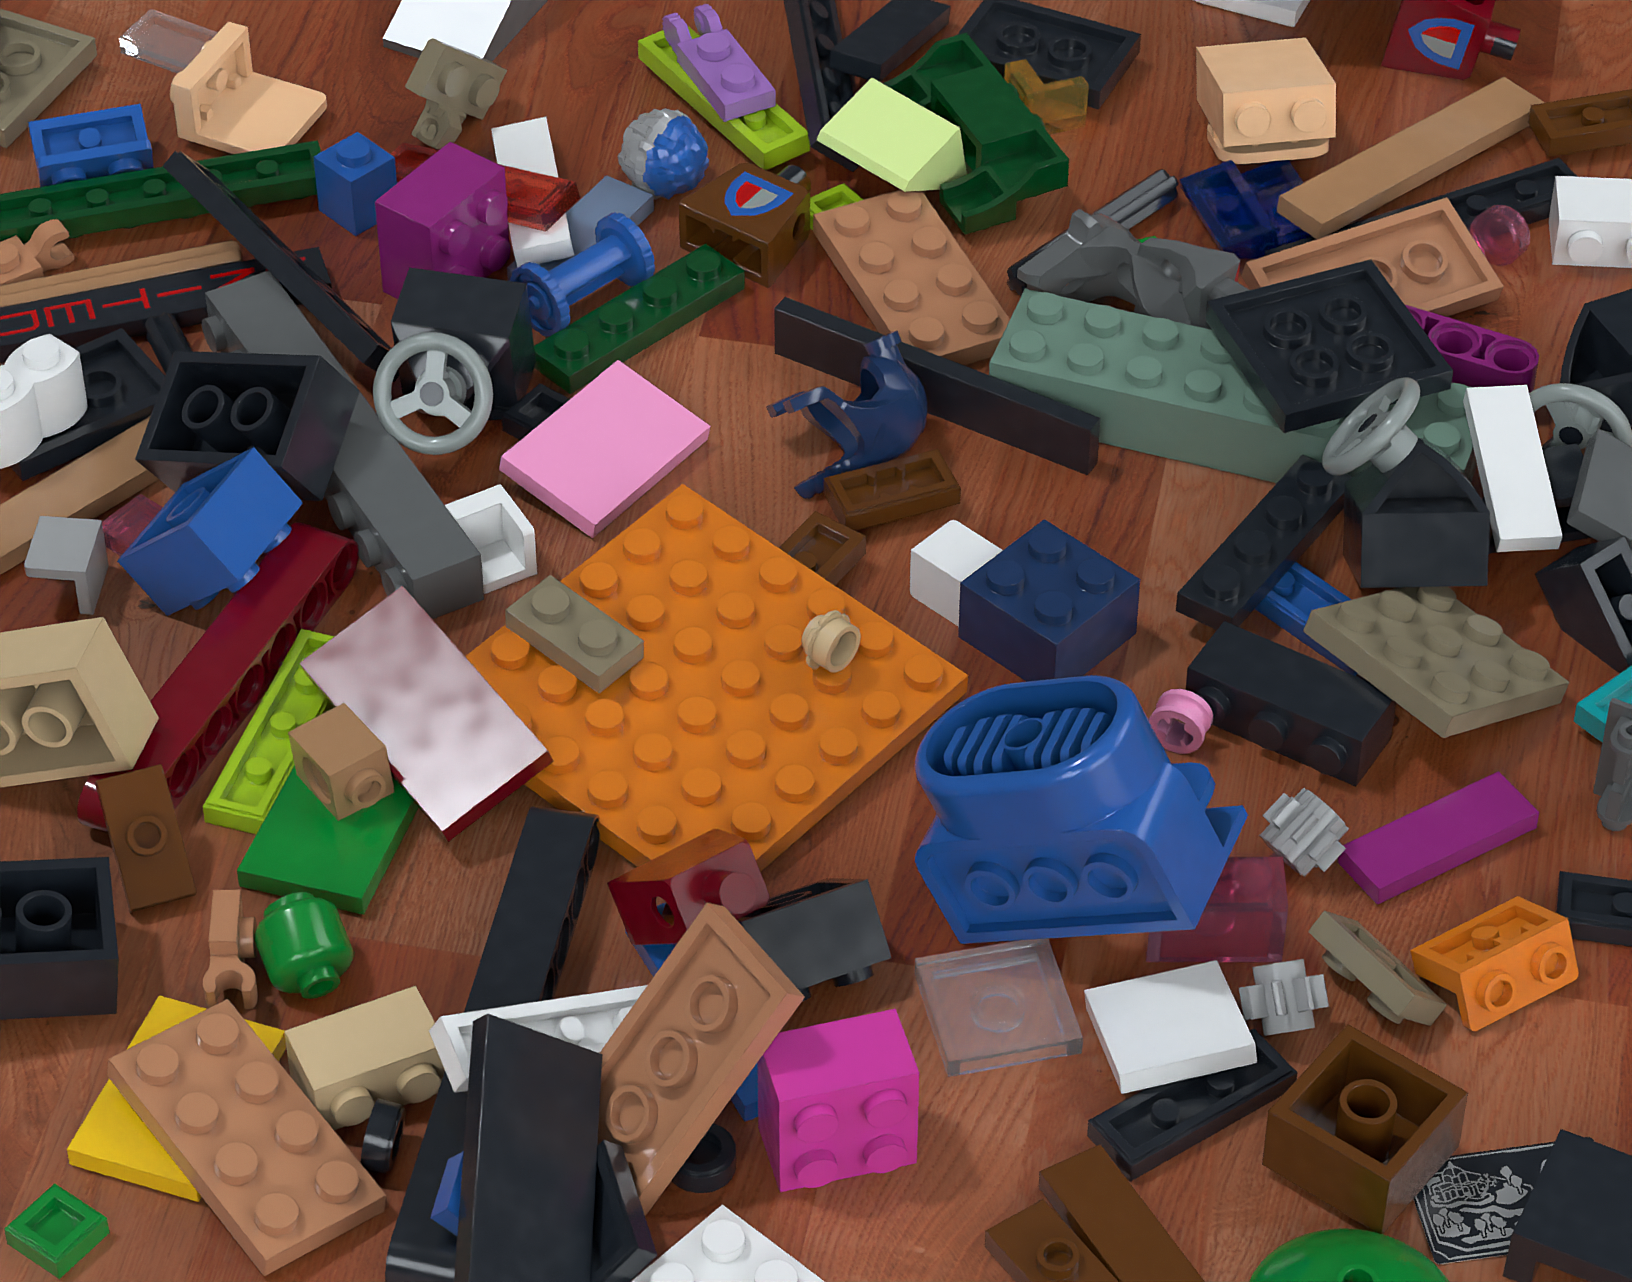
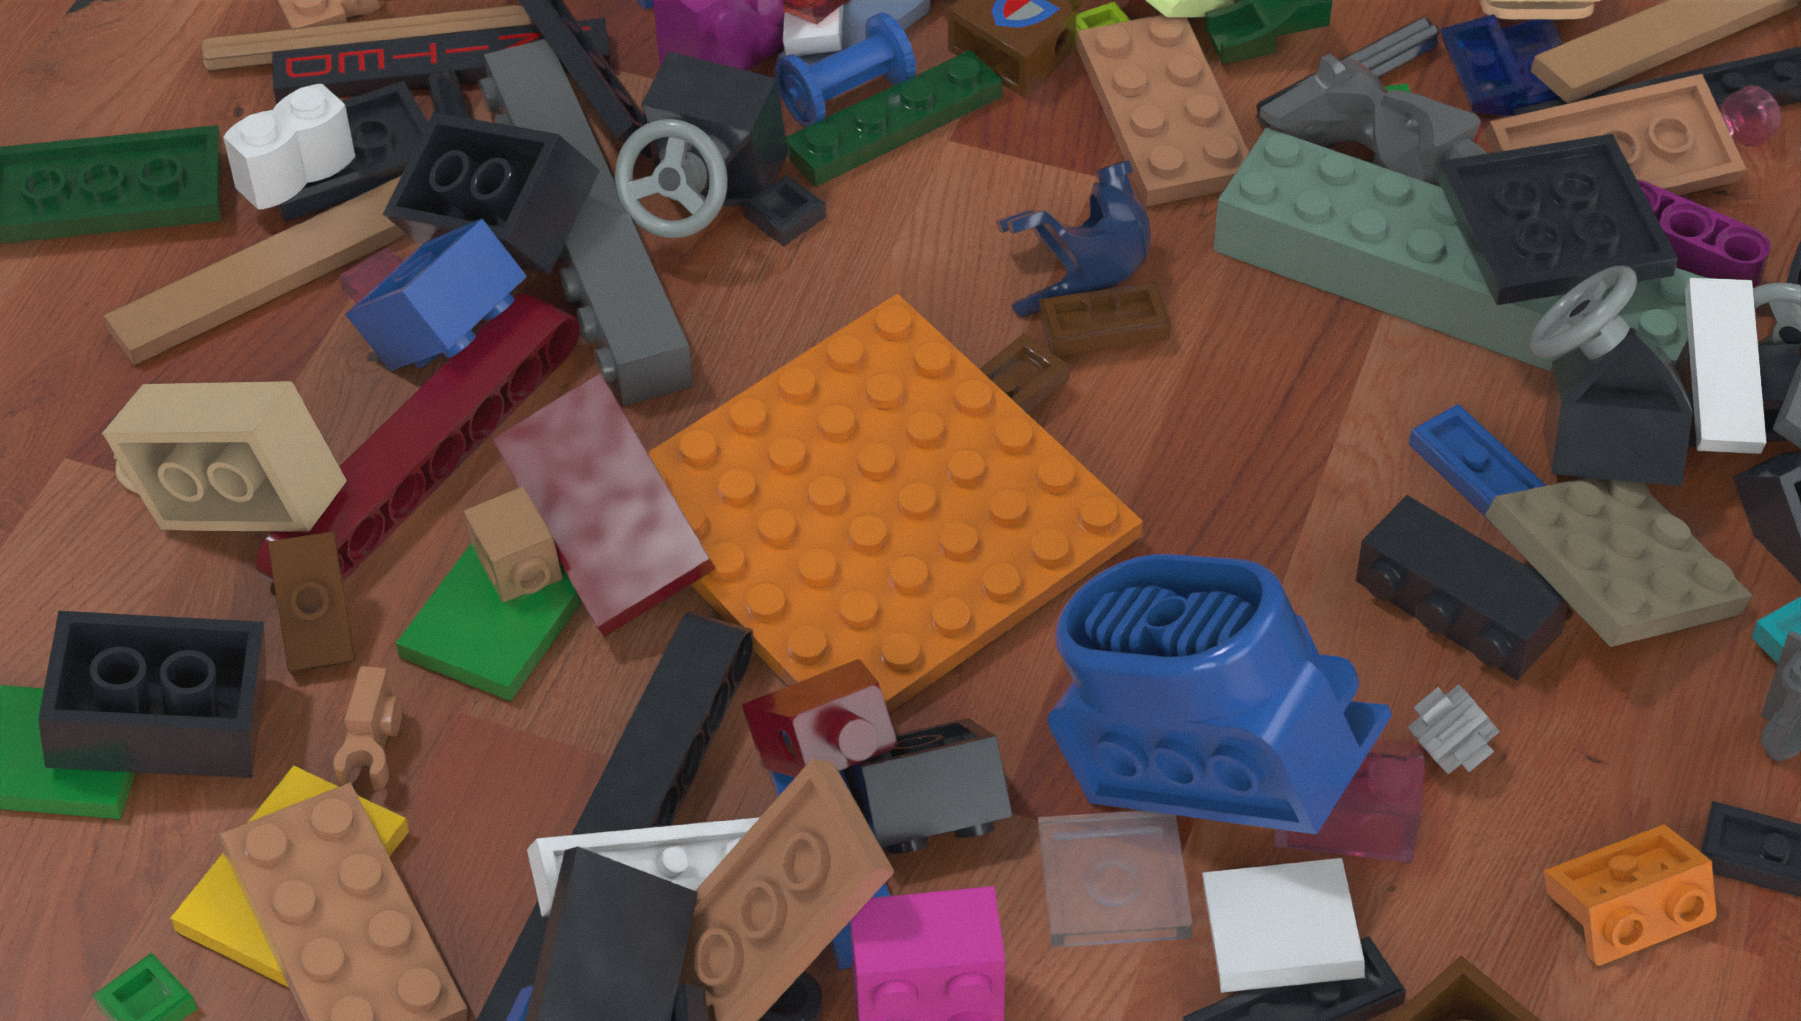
camera: 10 degrees right, 5 degrees up
(70, 551) = (306, 301): light grey panel -> none
(264, 751) = (442, 531): lime tile -> none
(303, 945) = (441, 730): green head -> none
(366, 1056) = (472, 860): tan brick -> none
(383, 1136) = (476, 944): black tile -> none
(499, 534) = (710, 326): white panel -> none
(574, 633) = (761, 438): dark tan plate -> none
(604, 448) = (834, 247): bright pink tile -> none
(830, 641) = (1008, 474): tan plate -> none
(944, 562) = (1154, 413): white panel -> none
(951, 389) = (1176, 220): black tile -> none
(1048, 606) = (1236, 459): dark blue brick -> none
(1189, 709) = (1348, 593): bright pink bush -> none
(1264, 545) = (1460, 418): black plate -> none
(1283, 997) = (1404, 908): light grey gear -> none
(1358, 954) = (1492, 871): dark tan plate -> none
(1438, 837) = (1592, 748): magenta tile -> none

